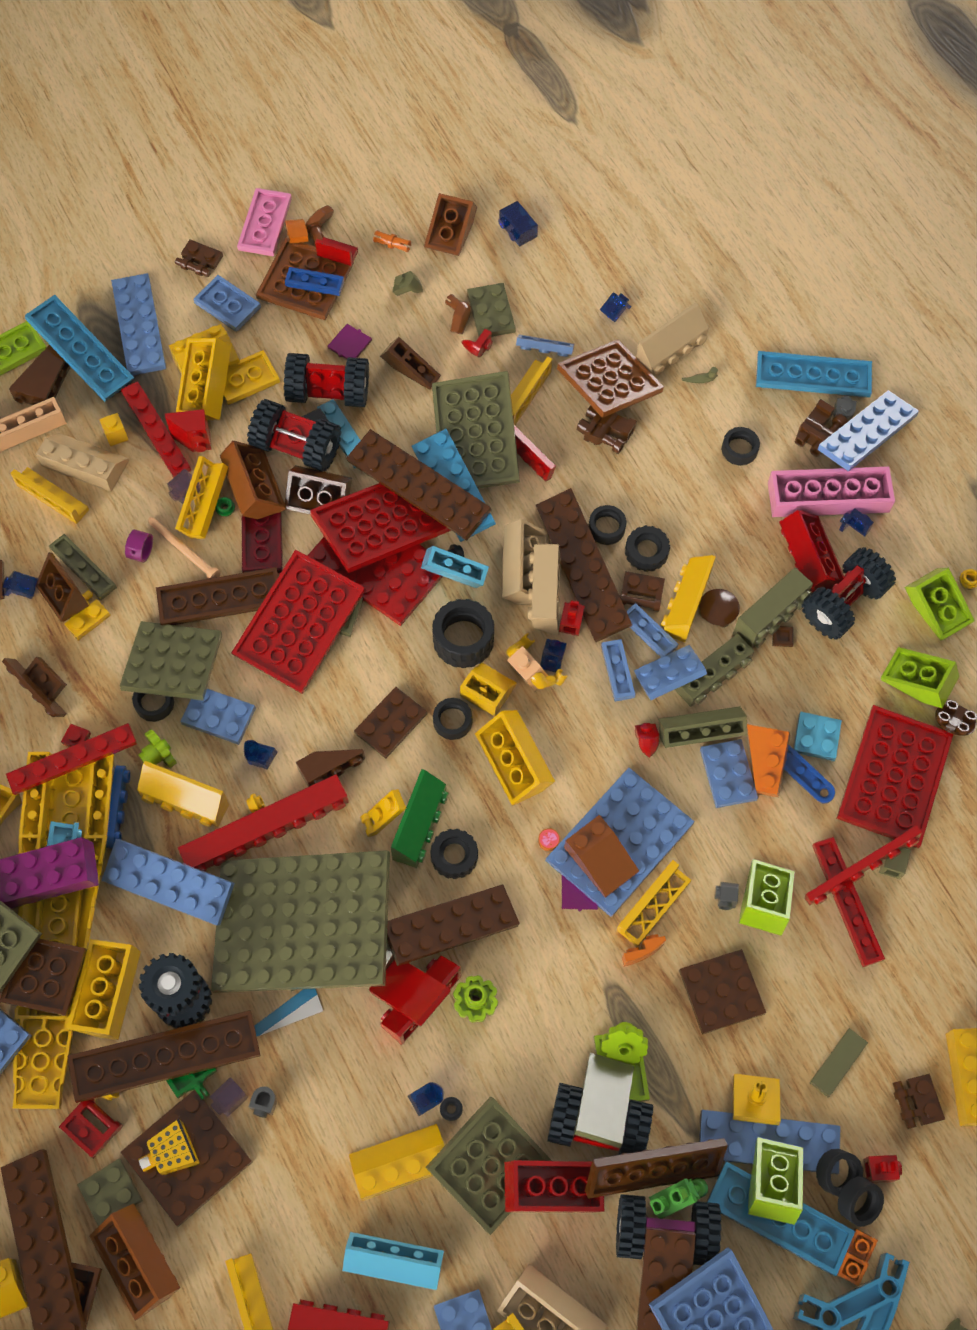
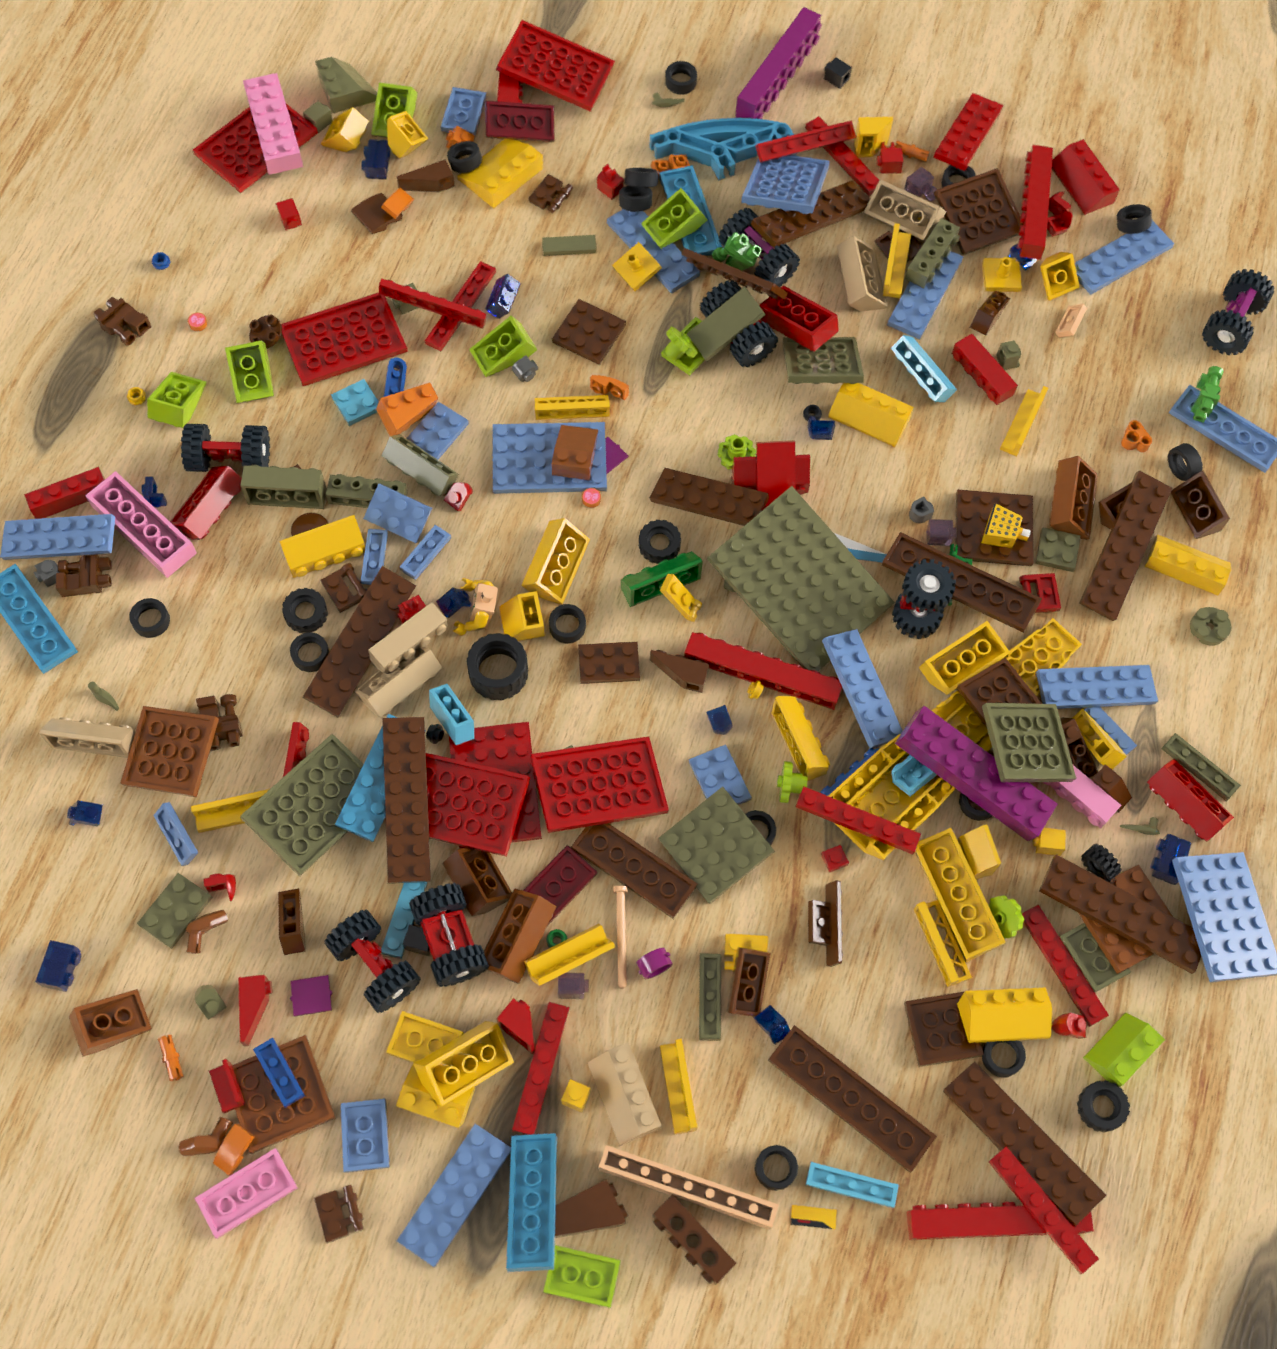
camera: 135 degrees left, 0 degrees up
(380, 306) = (253, 1001): none -> red slope
(824, 942) = (503, 296): none -> clear blue brick
(909, 464) = (63, 494): none -> red brick

